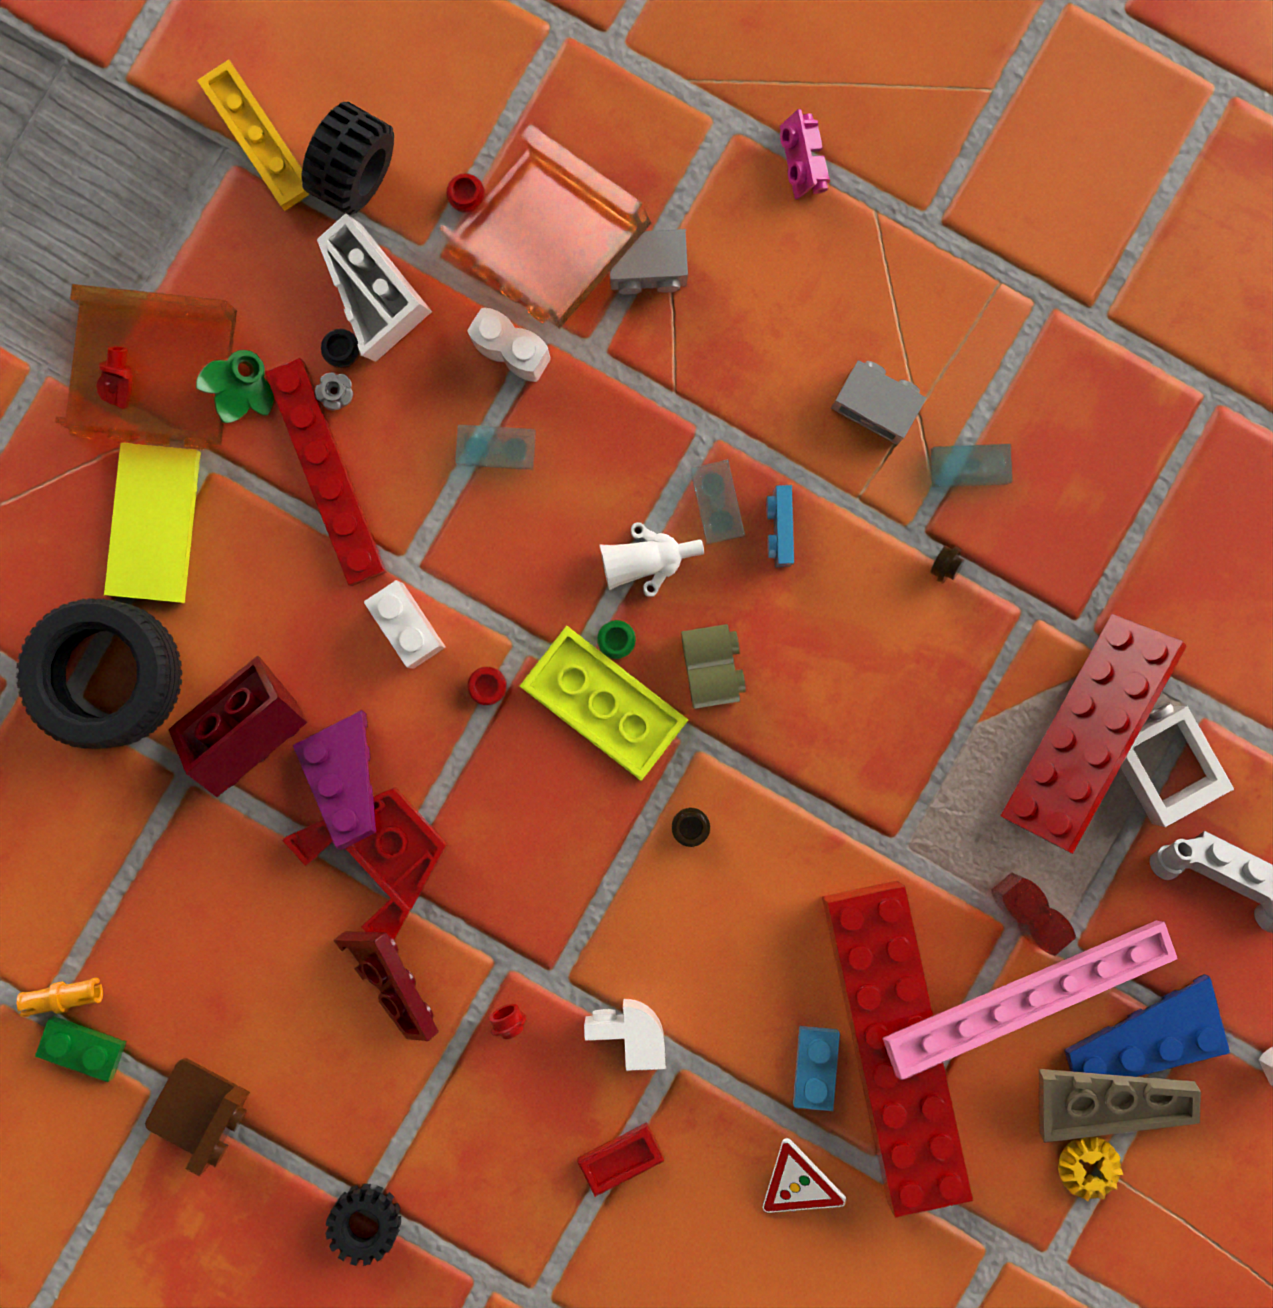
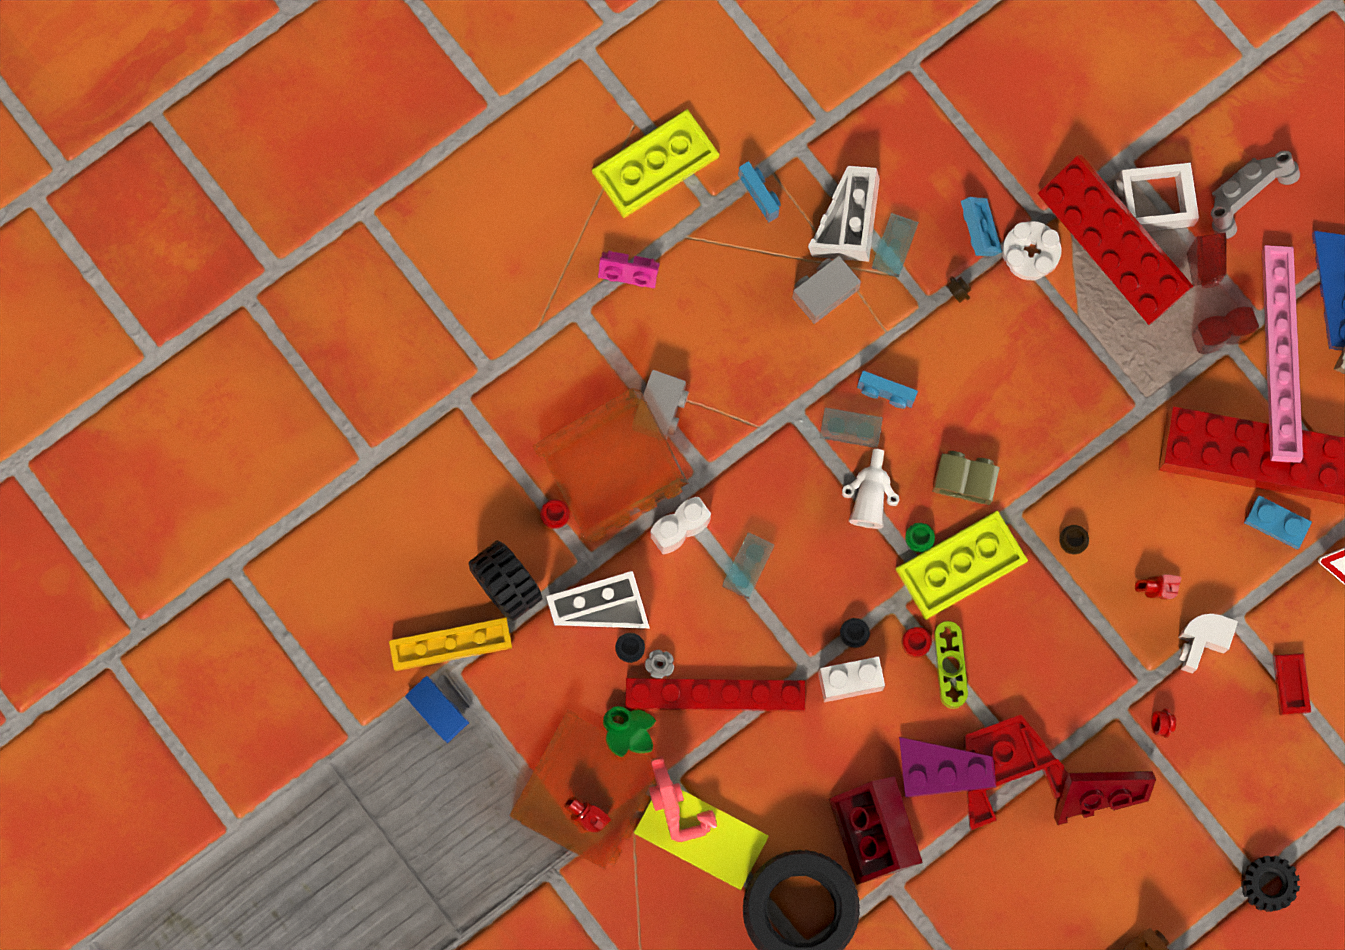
camera: 75 degrees left, 10 degrees down
(157, 458) = (666, 797): none -> coral animal
(168, 153) = (437, 709): none -> blue slope
(445, 740) = (960, 686): none -> lime beam
(467, 607) = (854, 633): none -> black plate
(674, 953) = (1159, 586): none -> red piece
(952, 133) = (655, 163): none -> neon yellow tile
(979, 259) = (753, 181): none -> dark azure plate
(982, 394) = (849, 221): none -> white wedge
(1039, 560) = (981, 226): none -> dark azure plate
(1050, 618) = (1040, 264): none -> white plate
(1115, 858) = (1208, 260): none -> clear red slope

